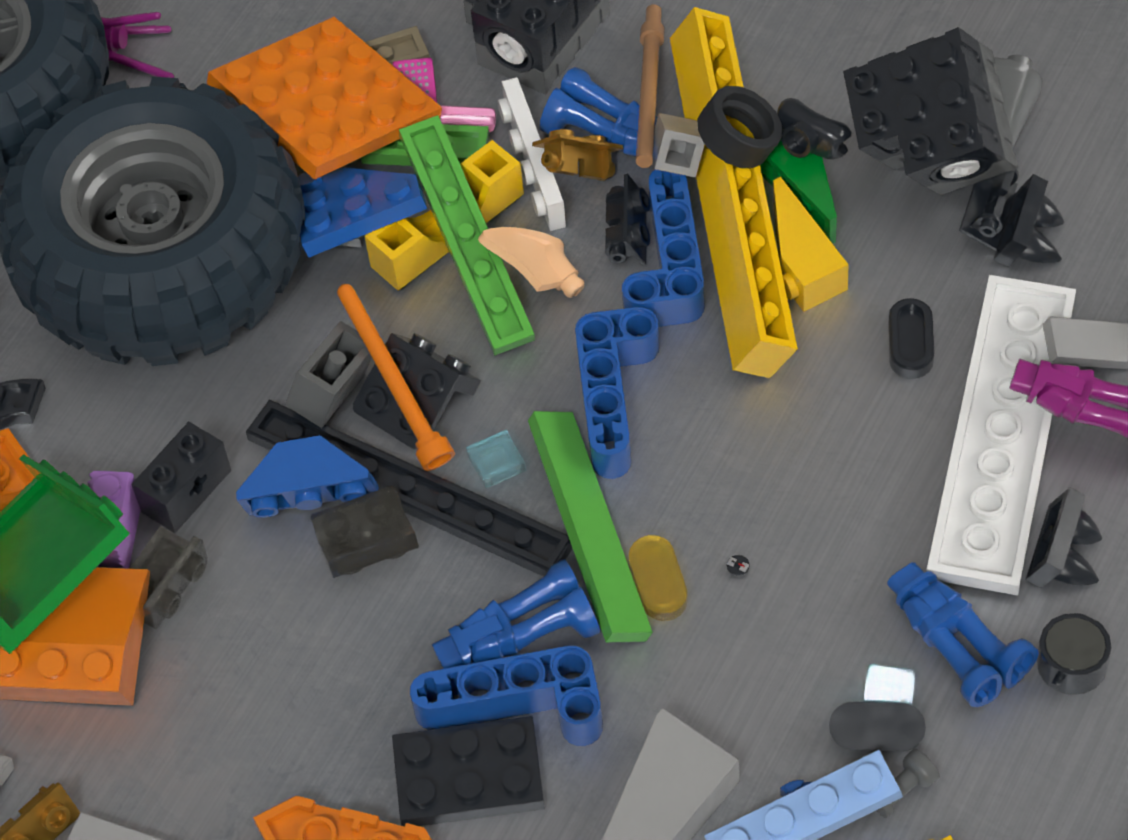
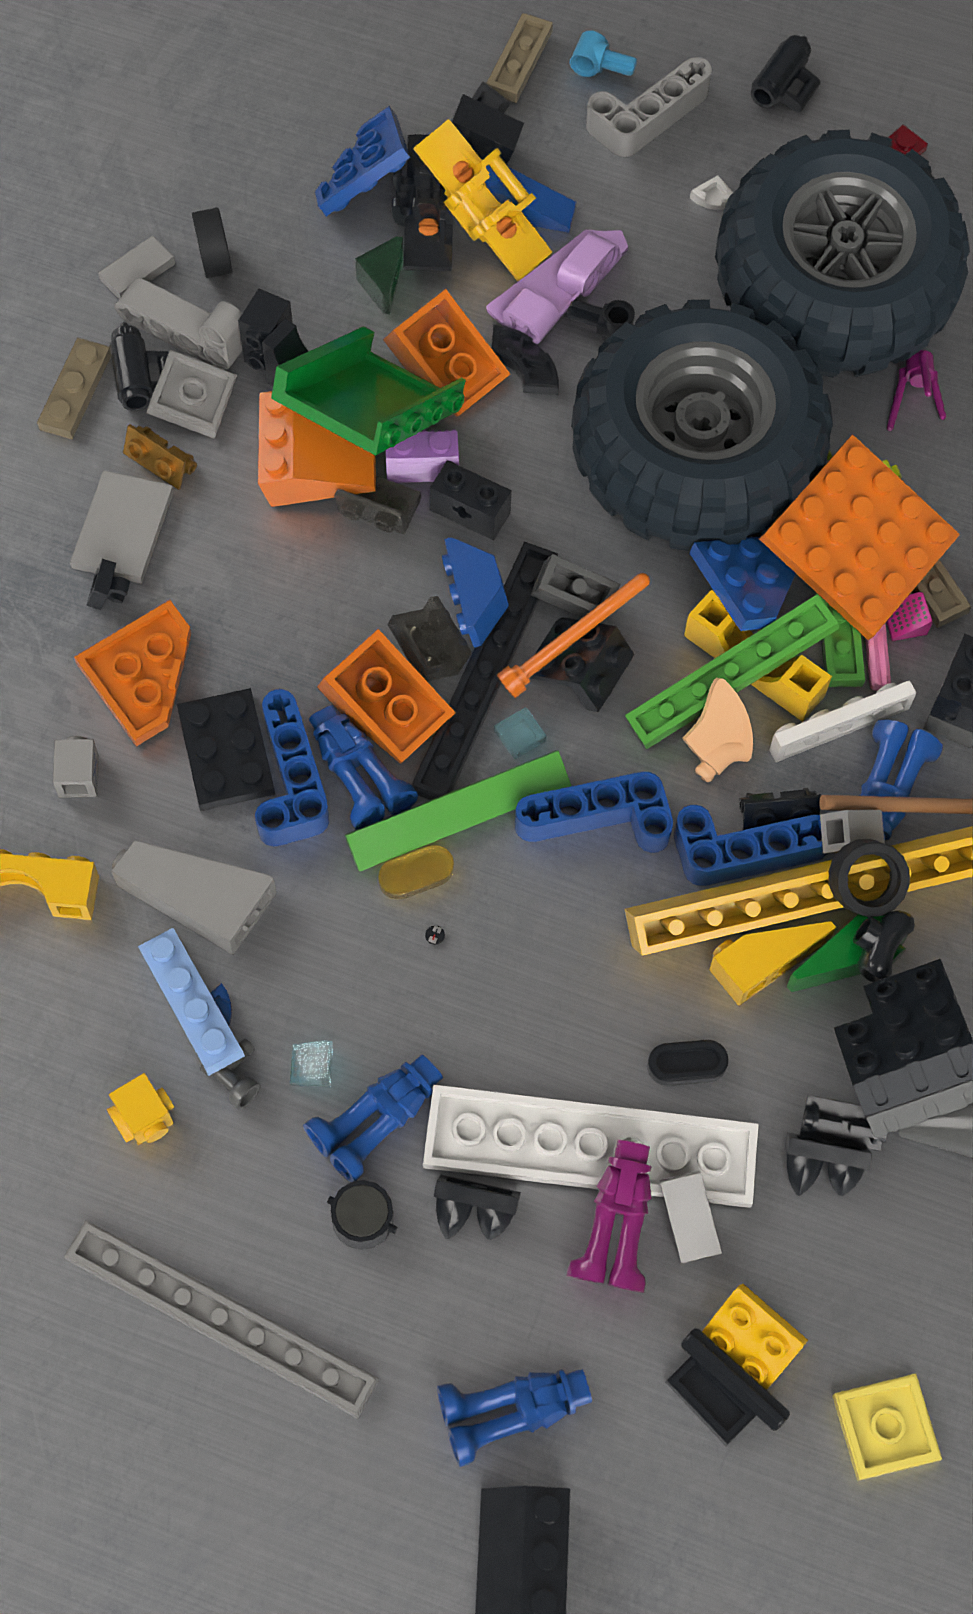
camera: 75 degrees right, 10 degrees up
(430, 584) = (386, 697): none -> orange slope
(564, 151) = (835, 740): pearl gold hinge -> none
(877, 726) = (281, 1055): black tile -> none

